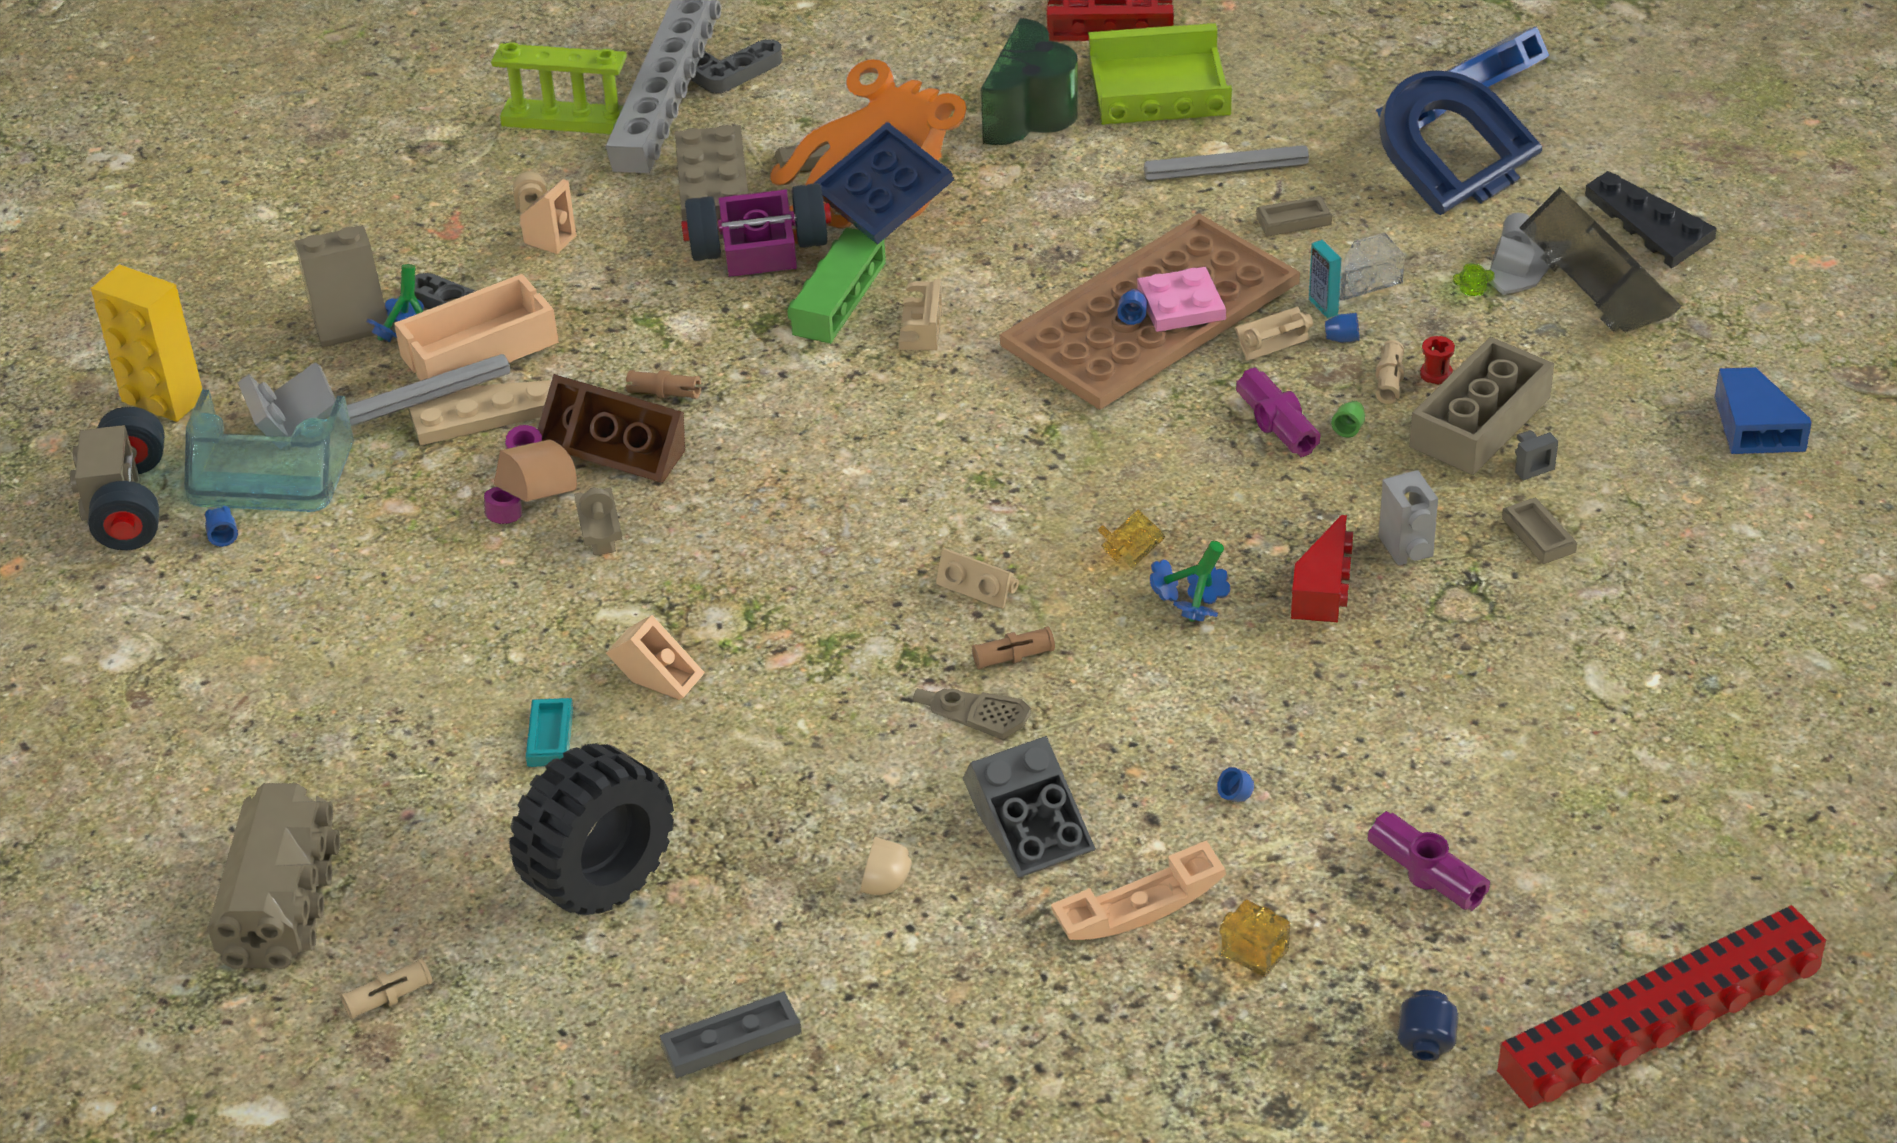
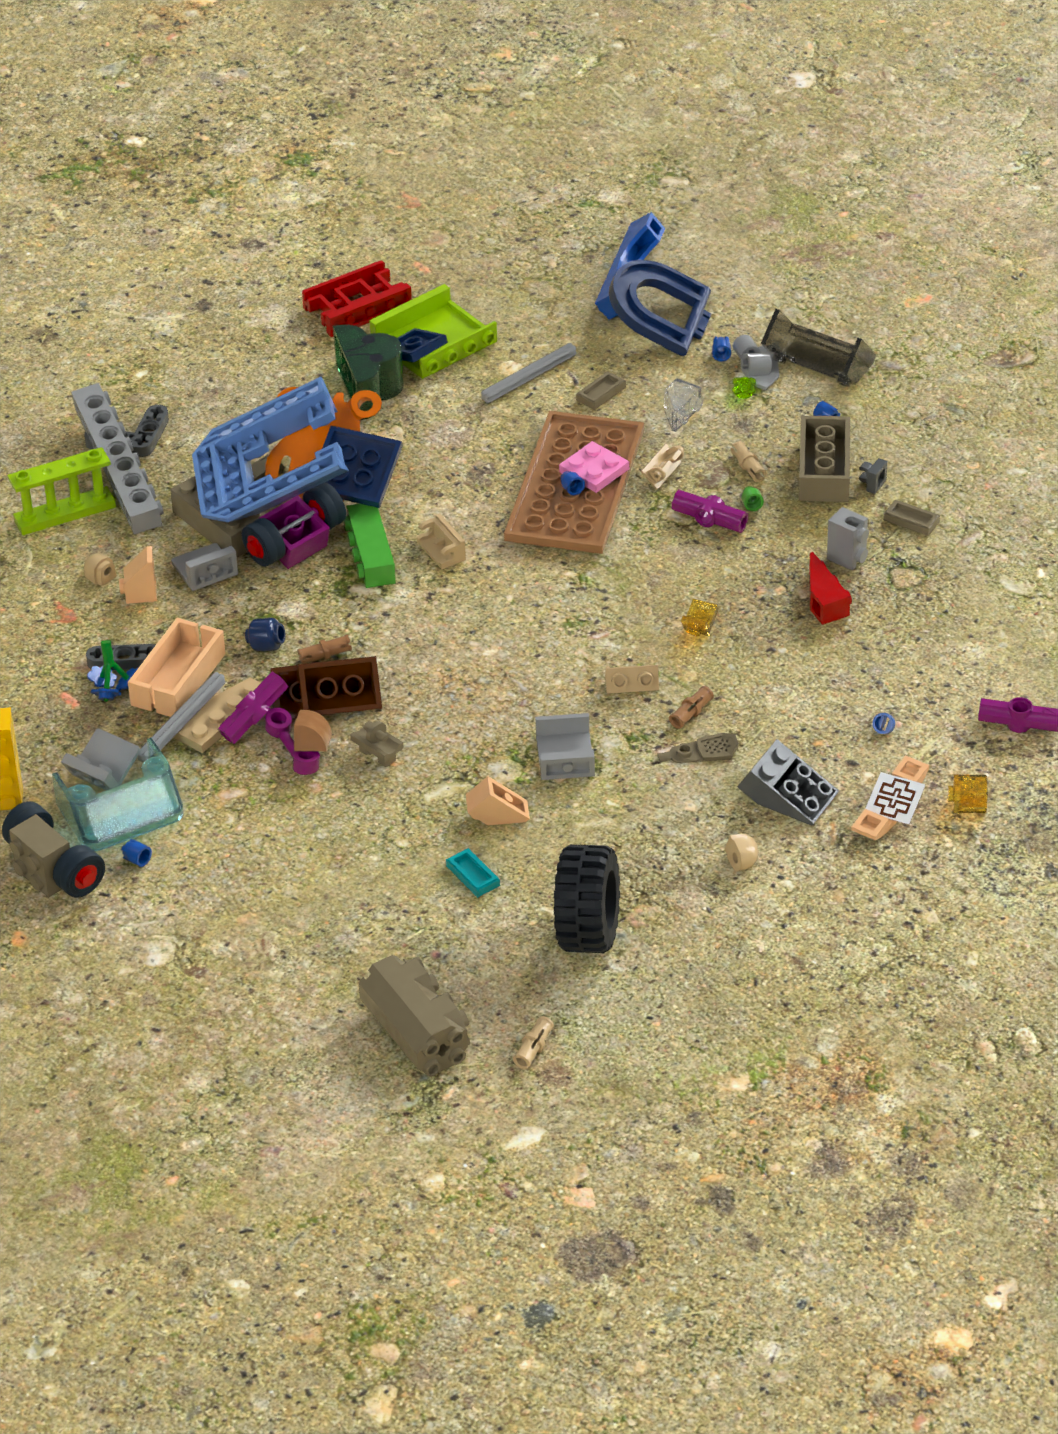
camera: 35 degrees left, 0 degrees up
(341, 284) = (57, 676): dark tan slope -> none
(501, 413) = (252, 707): none -> magenta piece
(615, 338) = (265, 634): none -> dark blue head
(636, 235) = (206, 565): none -> light grey bracket
(730, 1034) = (747, 971): dark grey plate -> none
(739, 143) = (225, 455): none -> medium blue slope
(811, 628) = (564, 746): none -> light grey panel
(1113, 78) = (420, 343): none -> dark blue tile
(1144, 893) = (895, 797): none -> white sticker
(1204, 583) = (762, 624): blue plant -> none
(1325, 278) = (669, 420): tile -> none
(1343, 328) = (698, 446): blue hose -> none
(1437, 359) = (771, 443): red bush -> none
(1488, 222) = (721, 348): none -> blue hose
(1547, 347) = (825, 409): none -> blue hose
(1658, 222) = (805, 308): black wing -> none
(1759, 414) = (971, 401): blue slope -> none

